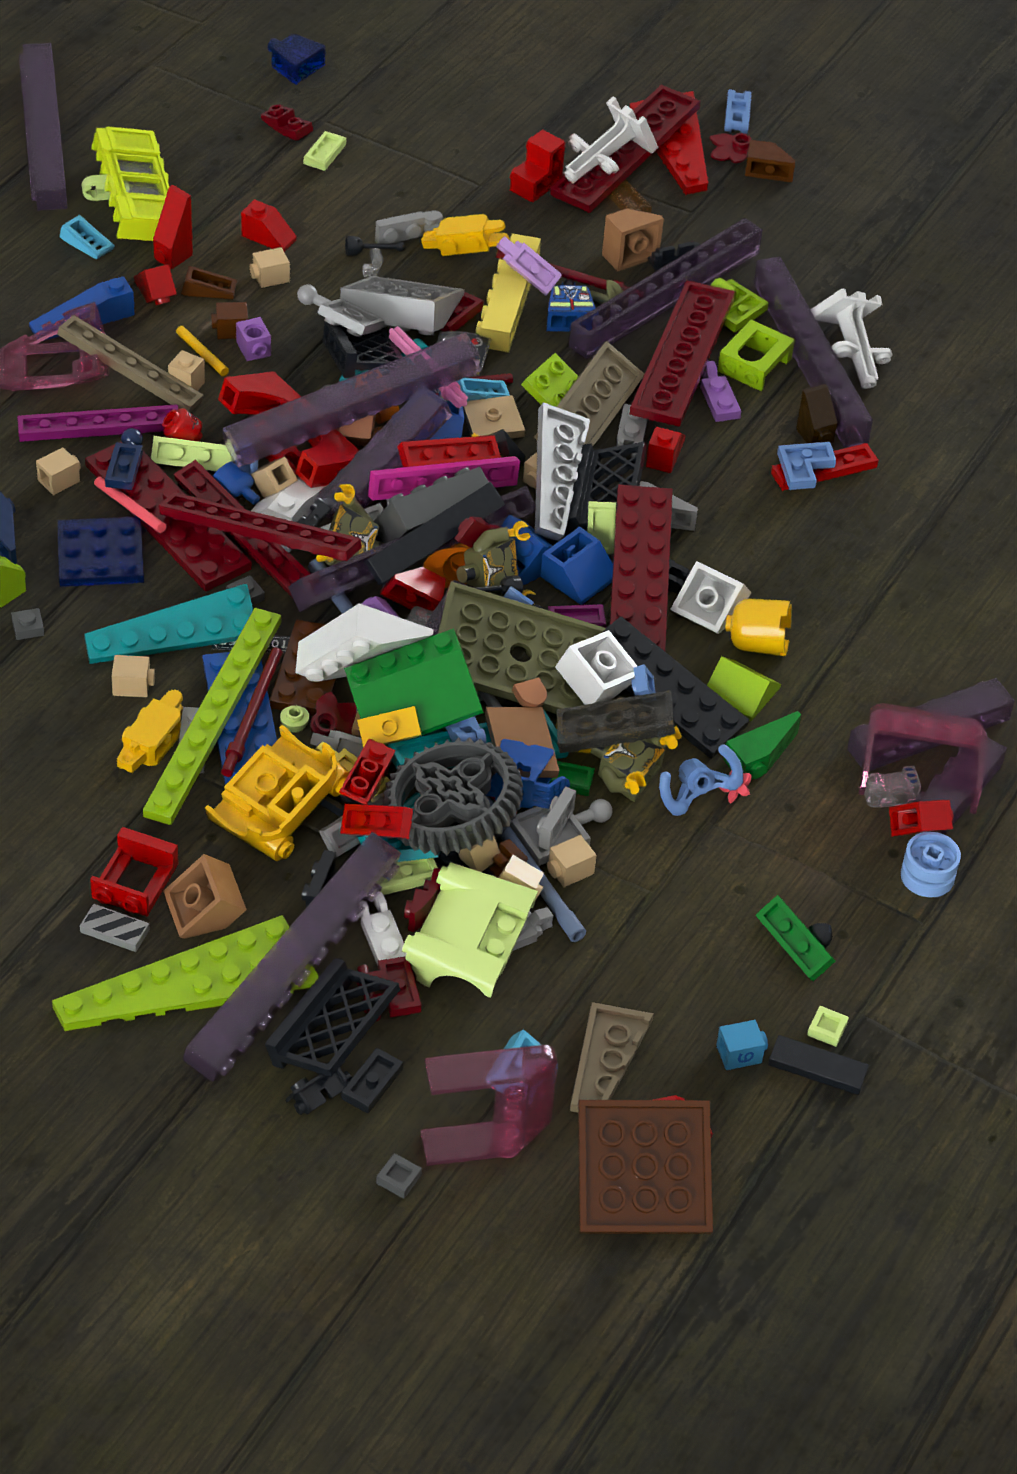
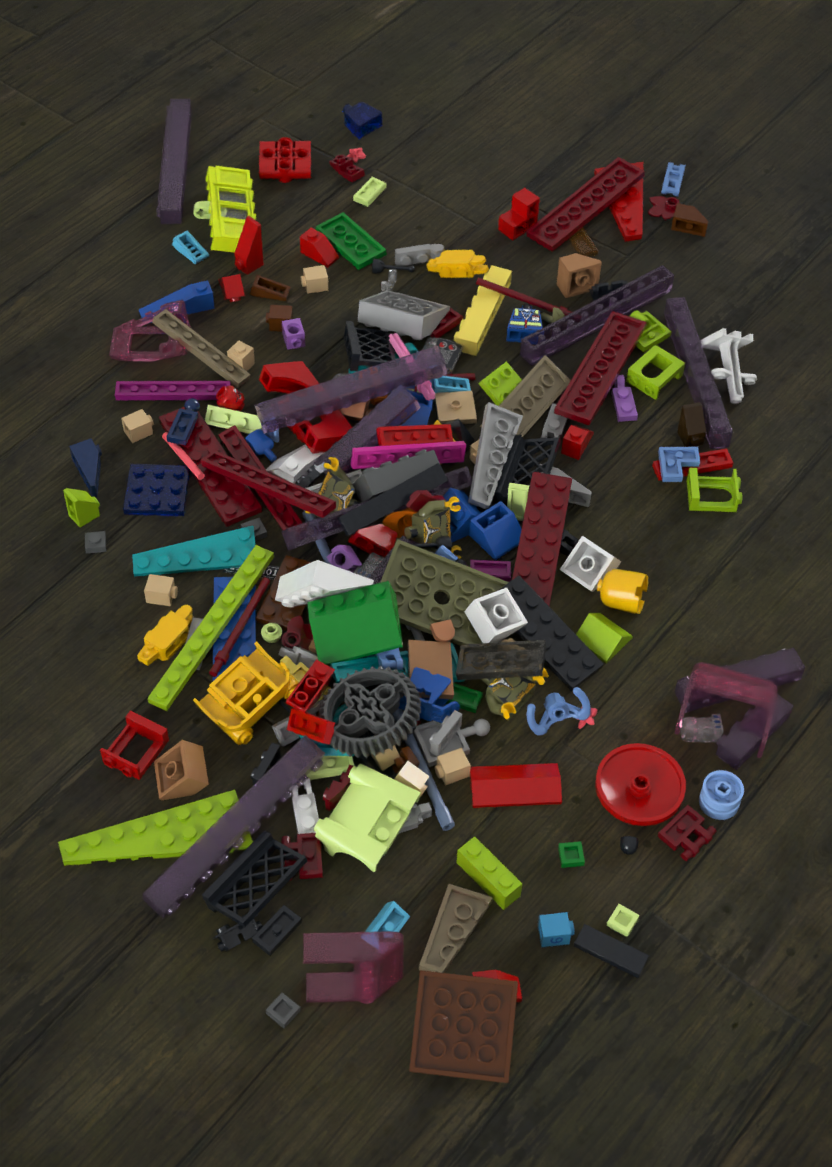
camera: 10 degrees right, 5 degrees up
(114, 927) = (113, 787): light grey tile -> none
(199, 116) = (285, 160): none -> red connector
(199, 348) = (256, 339): yellow bar -> none
(274, 477) = (288, 443): tan brick -> none
(297, 103) = (356, 154): none -> coral plant
(312, 215) = (351, 240): none -> green plate
(341, 312) = (357, 319): light grey plate -> none
(390, 726) = (334, 651): yellow plate -> none
(529, 265) = (498, 292): lavender hinge -> none
(624, 130) = (583, 192): white piece -> none
(643, 681) = (527, 630): medium blue plate -> none
(643, 984) = (489, 873): none -> lime brick
(658, 878) = (515, 785): none -> red slope
(746, 954) = (571, 854): none -> green plate
(765, 744) = (608, 687): green slope -> none
(795, 938) = (609, 845): green plate -> none
(823, 860) = (640, 784): none -> red dish
(833, 490) = (730, 484): none -> lime panel
(884, 910) = (681, 828): none -> dark red plate
(921, 817) = (719, 758): red slope -> none

